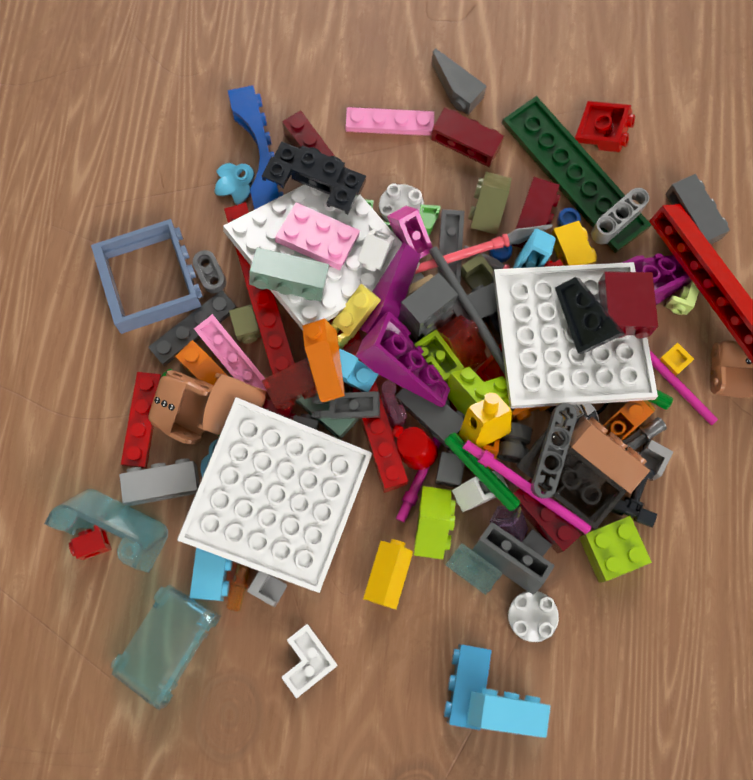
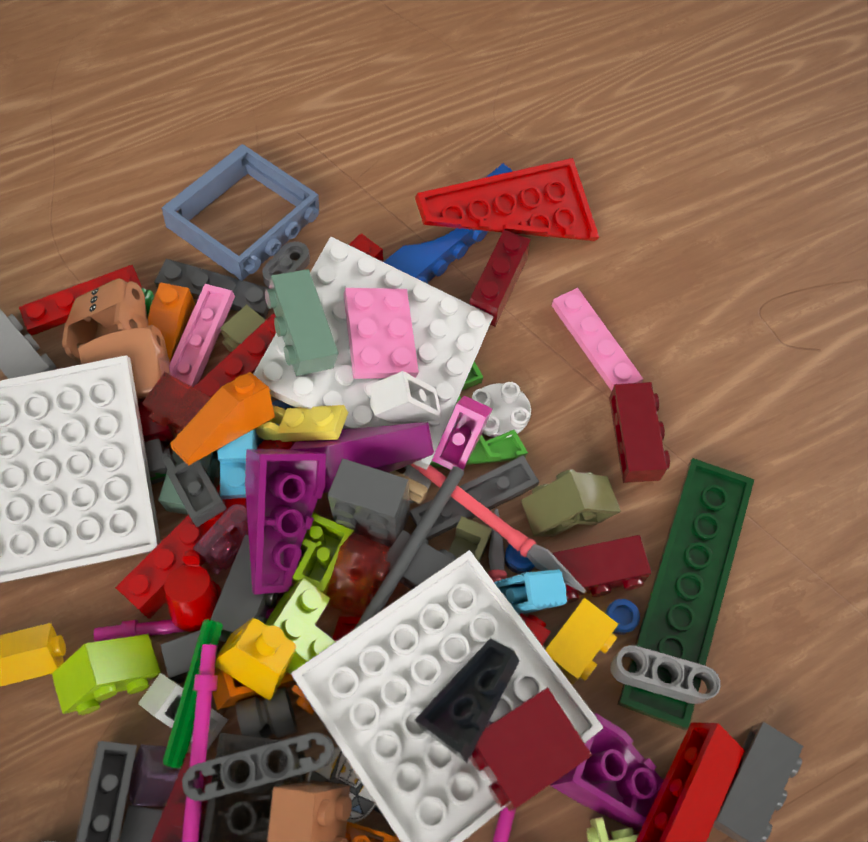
camera: 60 degrees right, 10 degrees down
(232, 184) = (408, 231): medium azure plate -> none
(269, 96) = (527, 201): none -> red wing
(316, 171) = (462, 283): black bracket -> none
(460, 86) = (696, 391): dark grey slope -> none
(473, 569) = (73, 762): clear light blue hinge -> none
(605, 125) = (782, 588): red plate -> none

